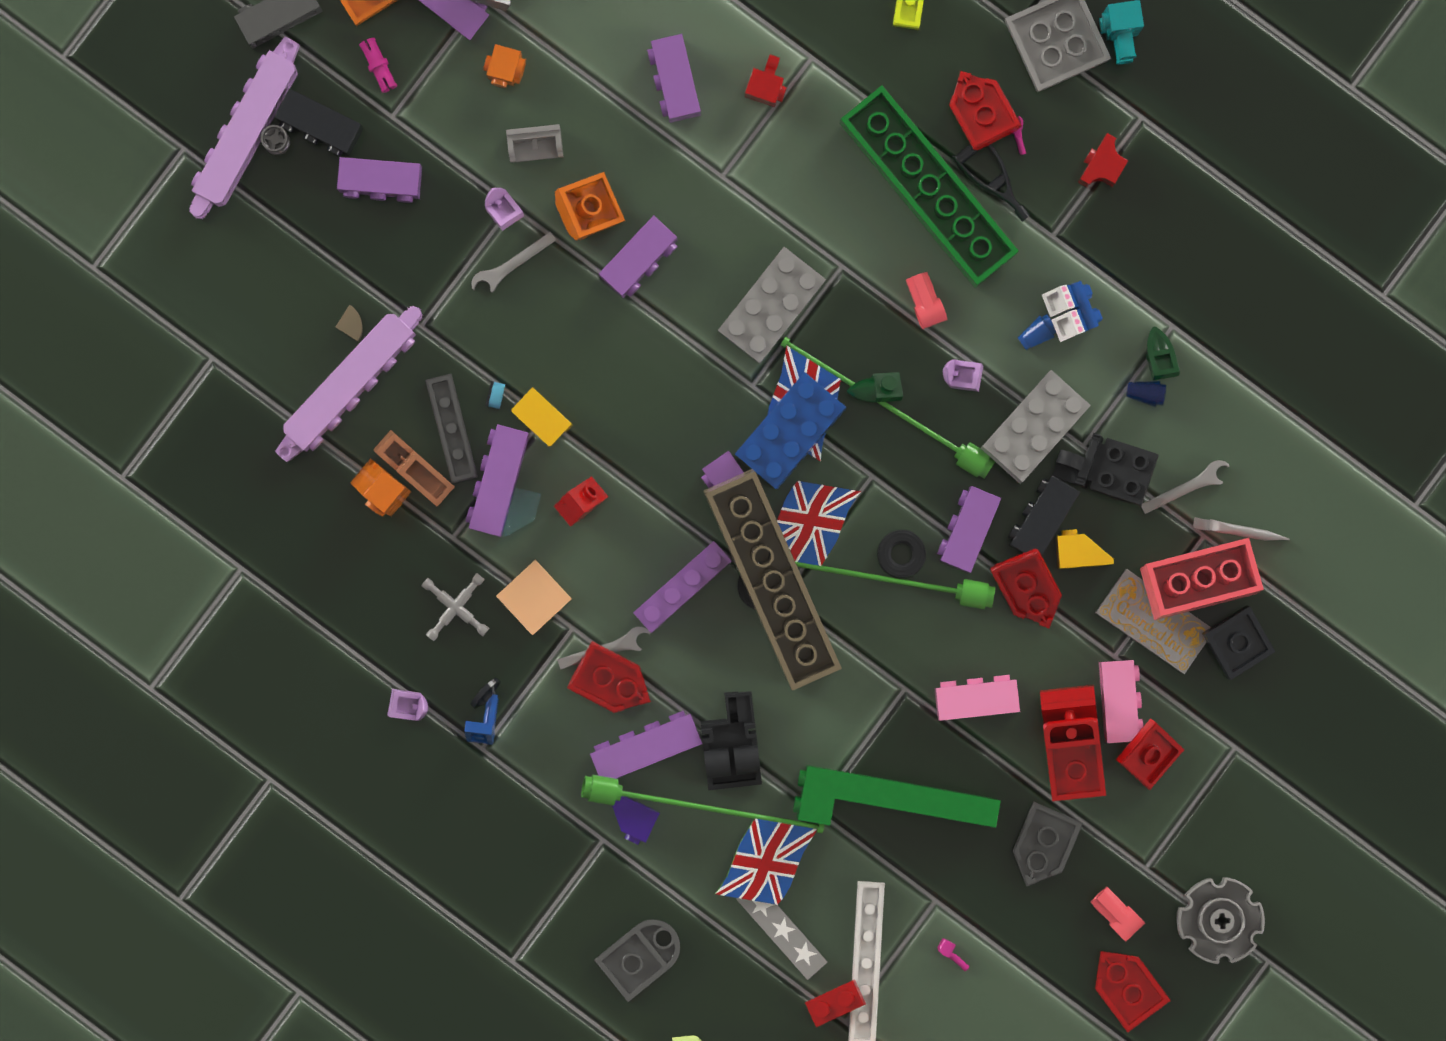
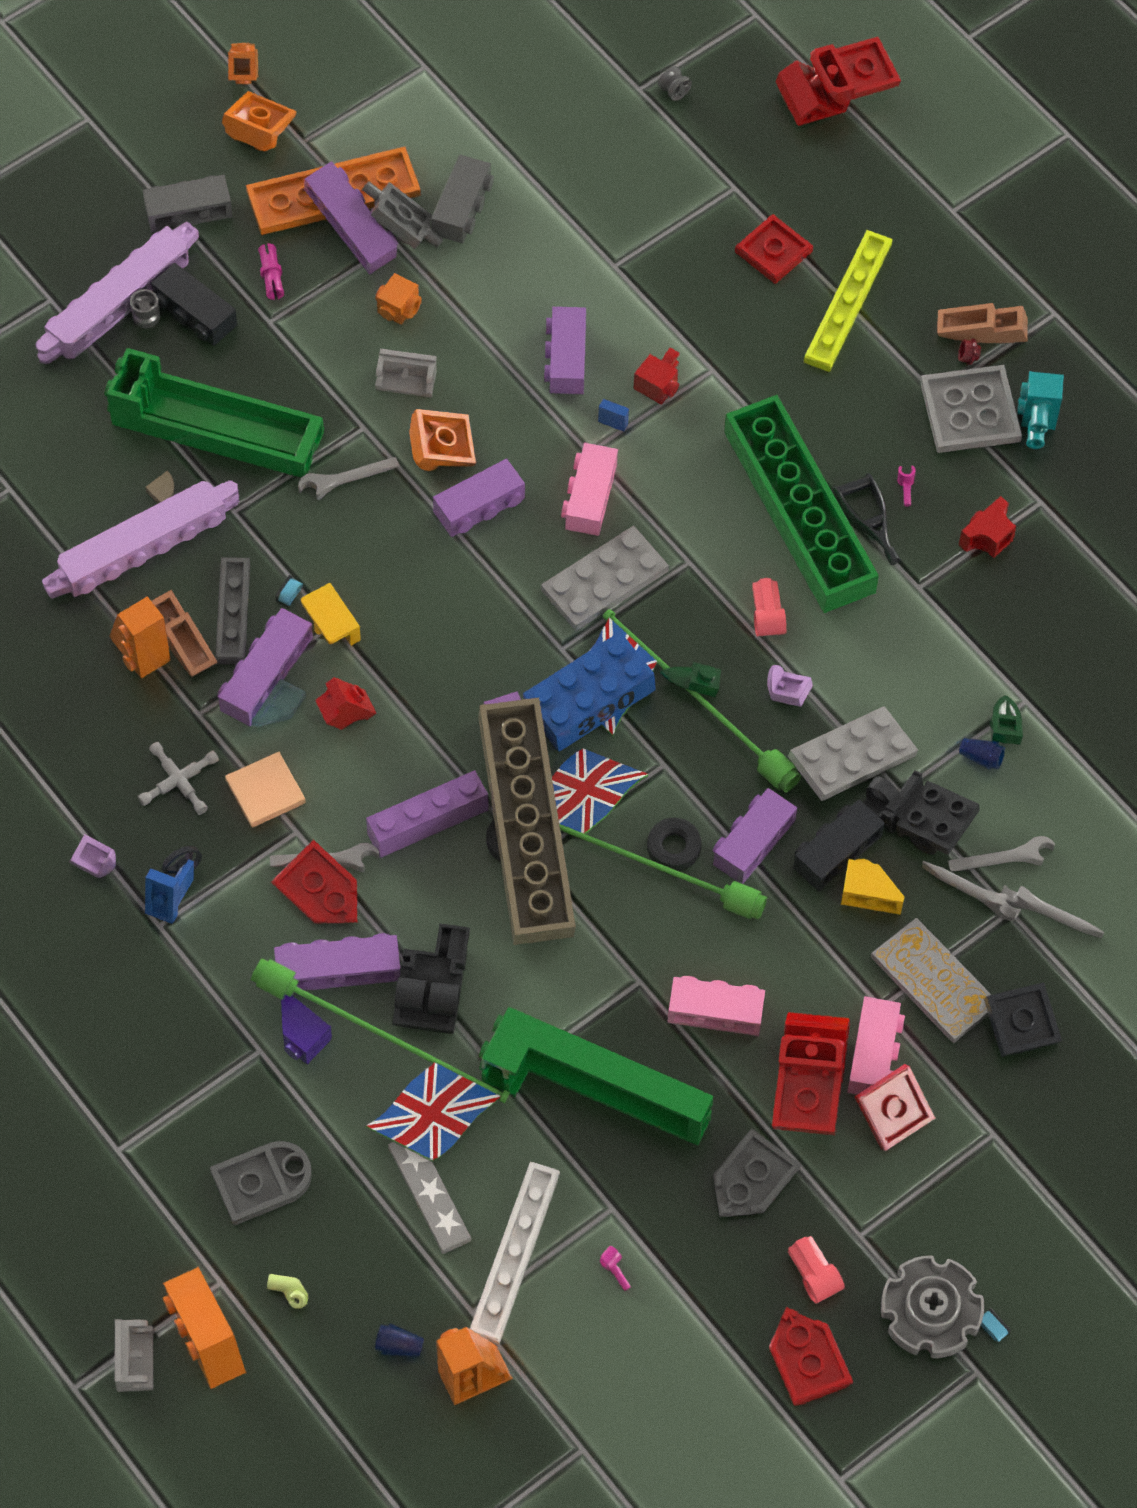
camera: 15 degrees right, 25 degrees down
(374, 241) = (210, 417): none -> green brick
(379, 179) = (237, 366): medium lavender brick -> none
(502, 208) = (353, 420): lavender plate -> none
(735, 220) = (590, 489): none -> bright pink brick
(736, 136) = (613, 415): none -> blue tile
(835, 1003) = (466, 1282): red plate -> none
(982, 110) = (876, 452): red tile -> none
(1028, 587) = (804, 906): red tile -> none
(1038, 332) = (880, 667): blue cone -> none
(1079, 313) = (920, 650): hips -> none
(1178, 531) = (993, 900): none -> light grey piece
(1201, 579) = (996, 940): coral brick -> none
(1274, 919) = (994, 1325): none -> medium azure piece

